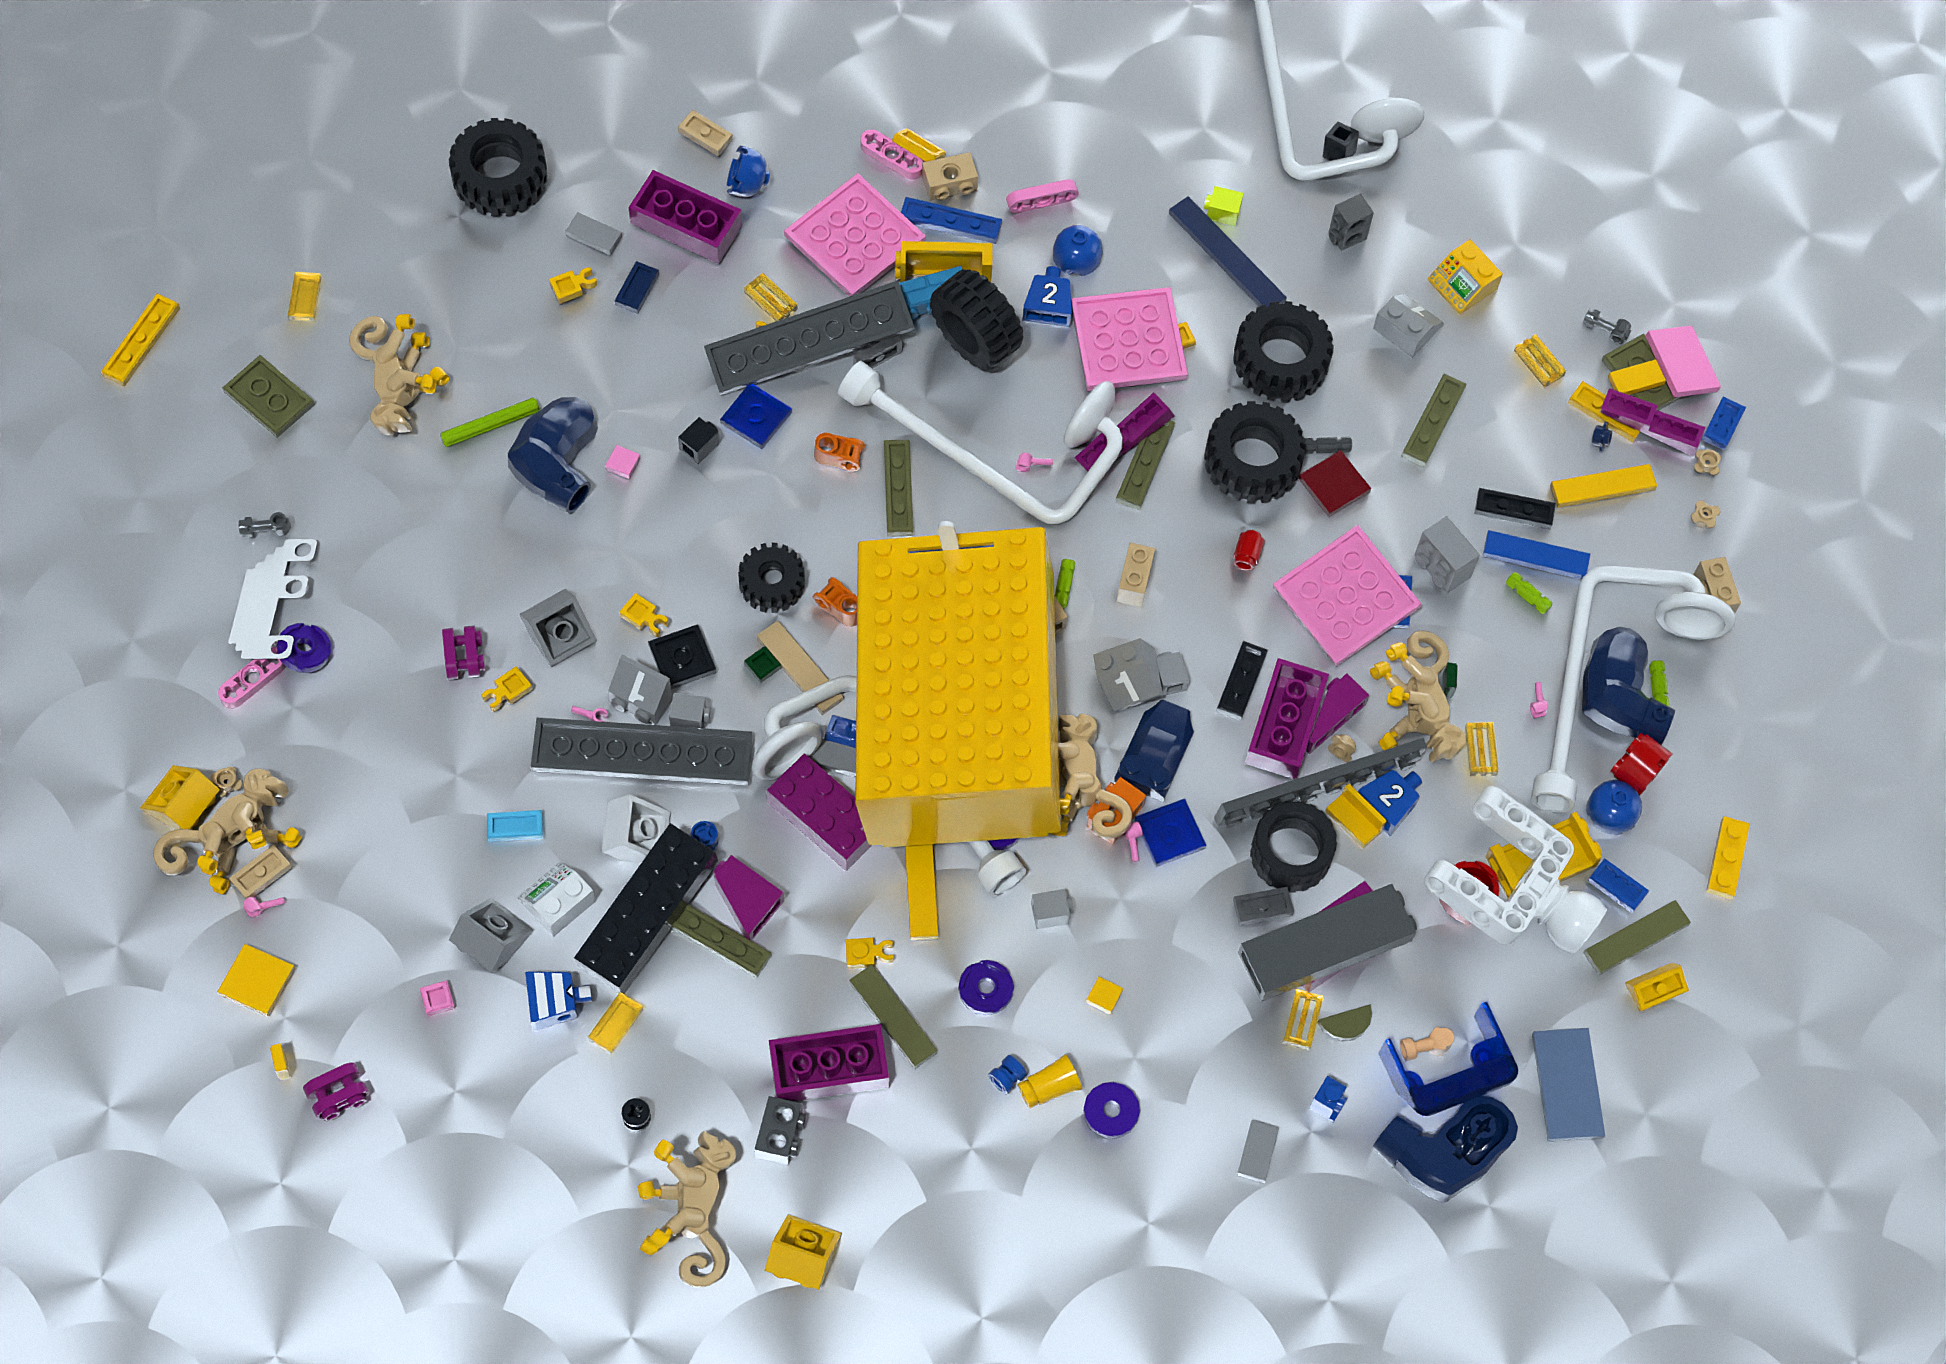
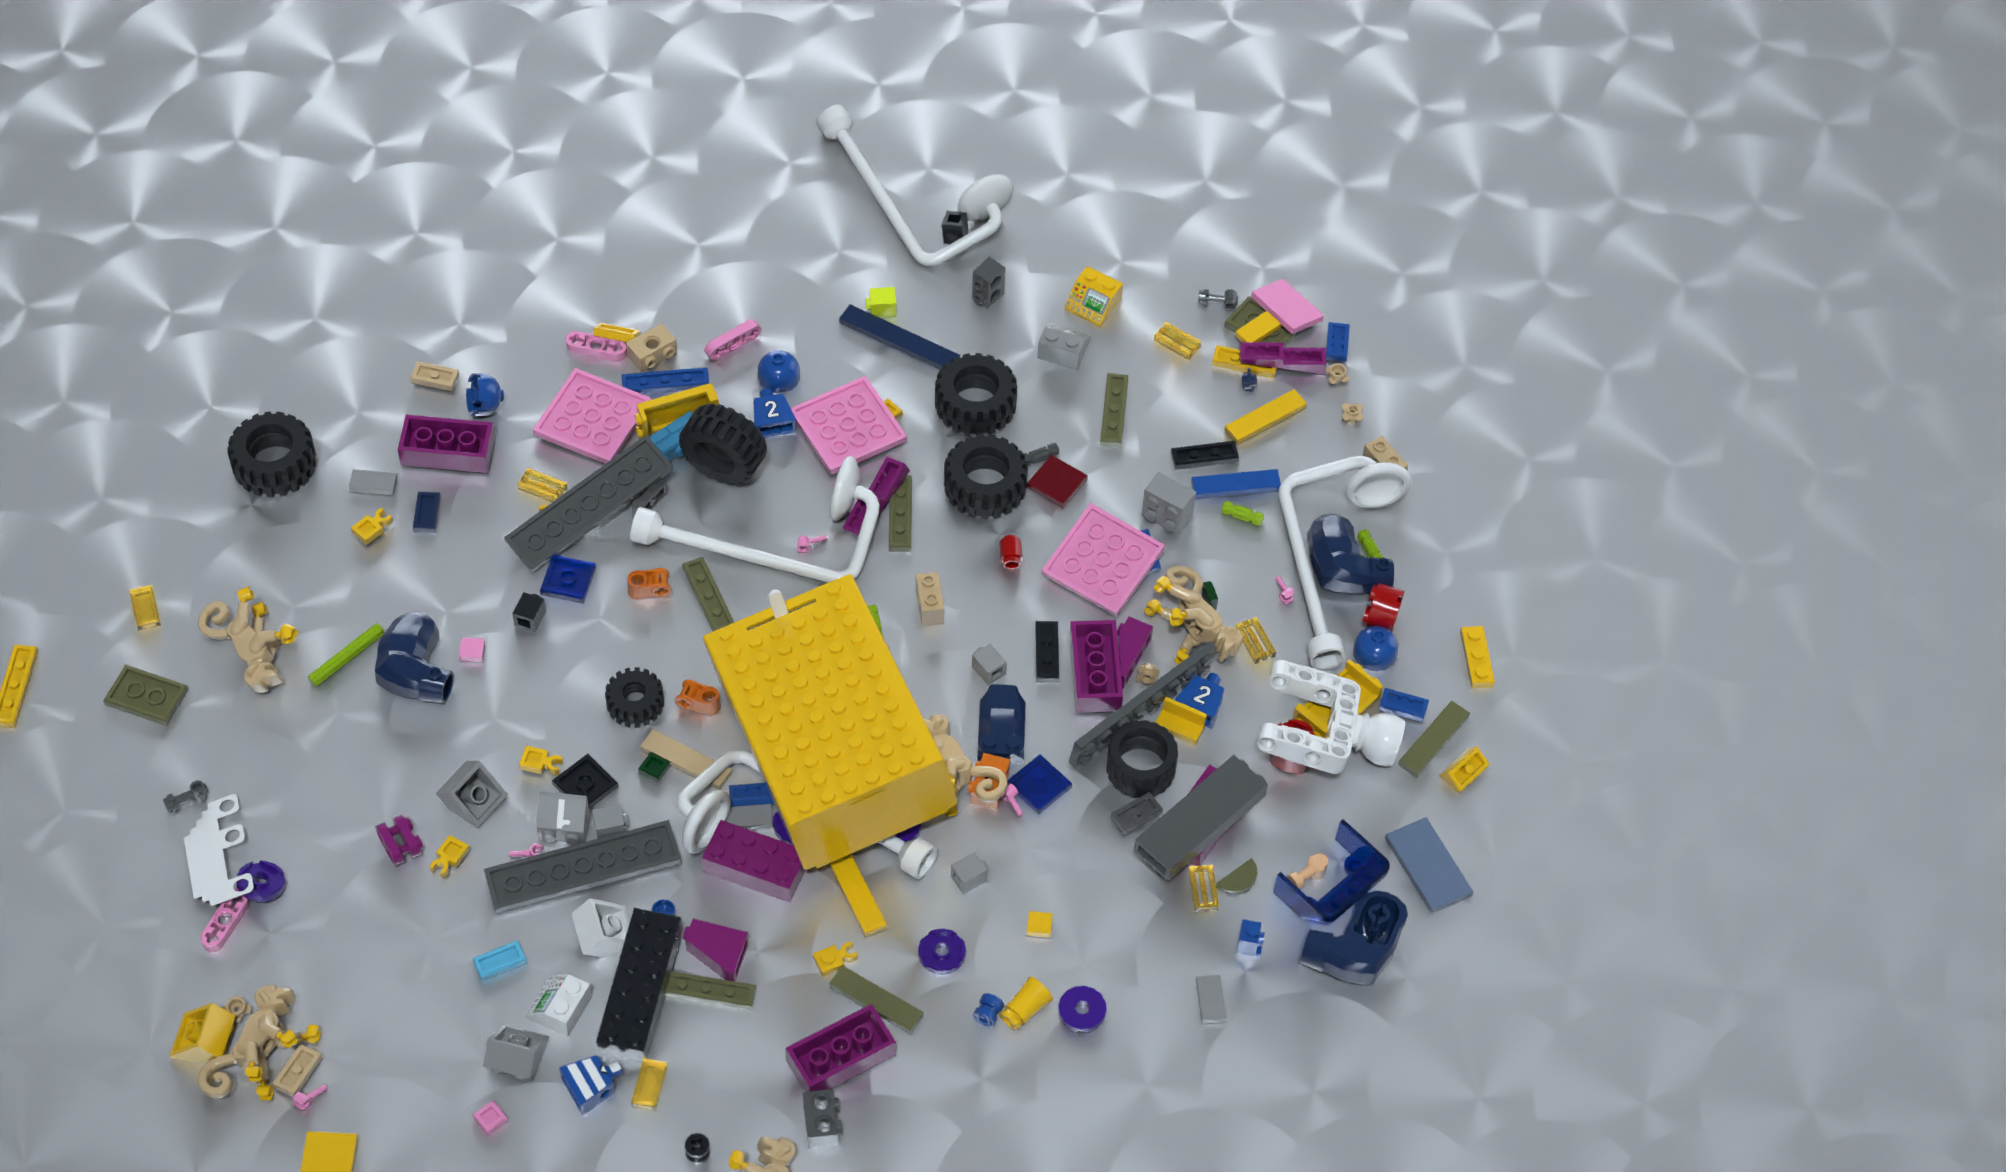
camera: 20 degrees left, 10 degrees down
(1128, 674) = (957, 674): light grey slope -> none

